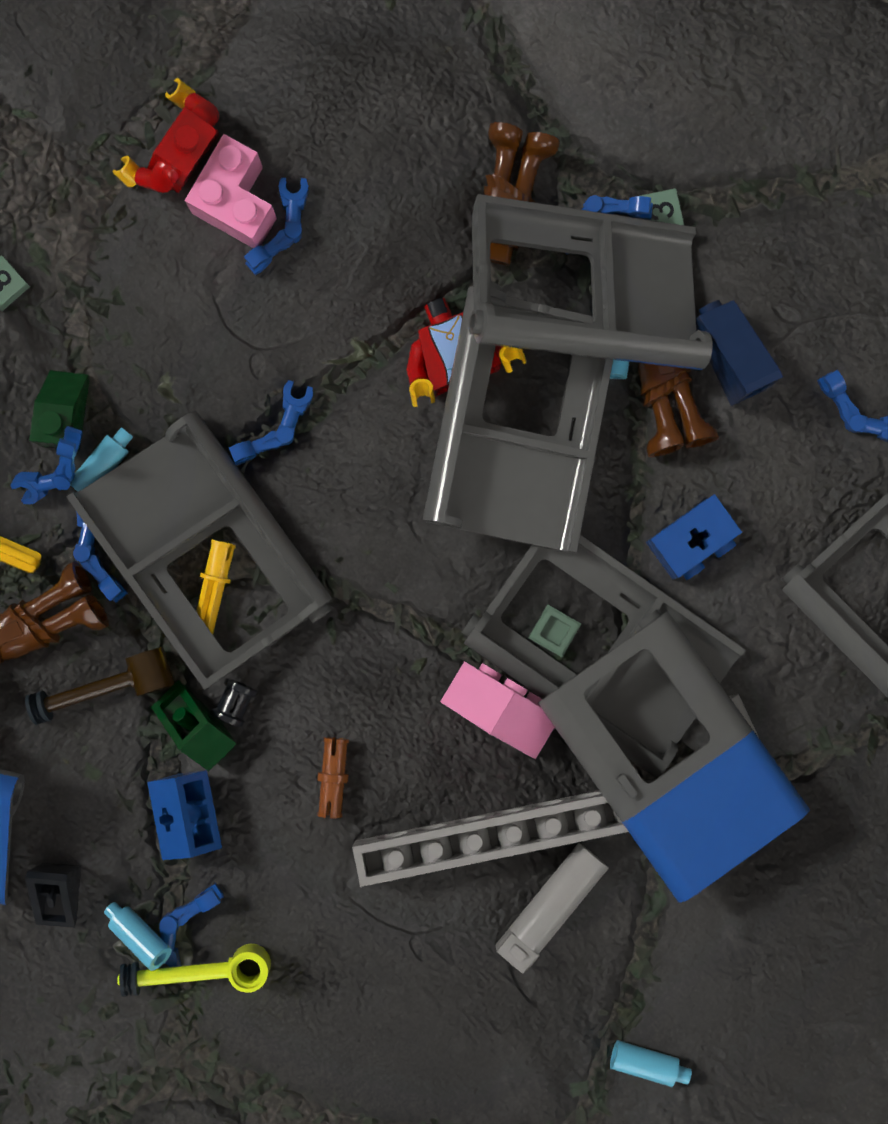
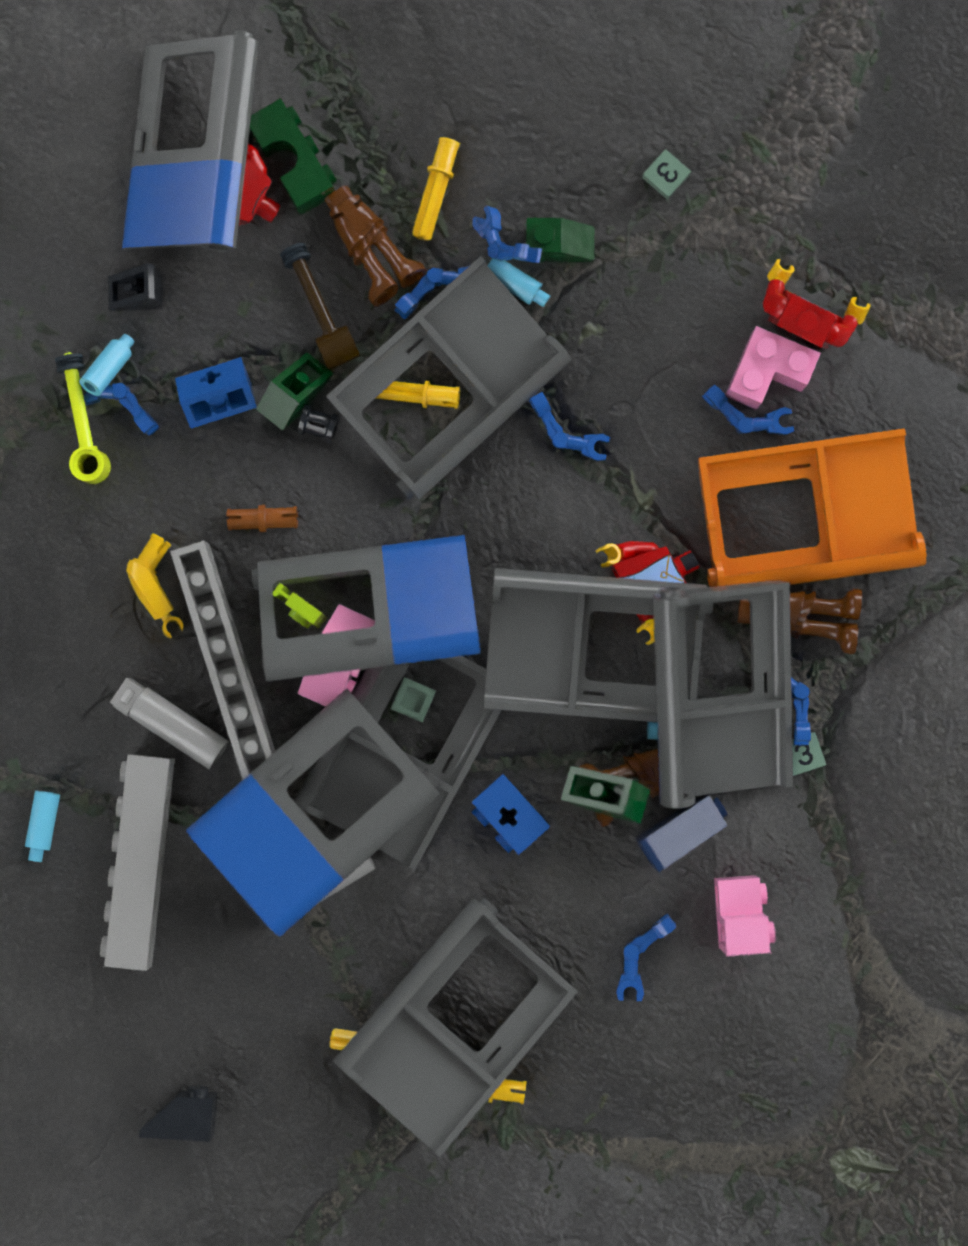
camera: 90 degrees right, 0 degrees up
(390, 917) = (146, 583): none -> yellow arm
(397, 119) = (859, 508): none -> orange piece
(444, 743) = (300, 609): none -> lime plate
(451, 610) = (418, 603): none -> piece
(688, 426) = (606, 794): none -> dark green slope
(703, 959) = (138, 863): none -> light grey brick
(835, 300) = (740, 917): none -> bright pink brick

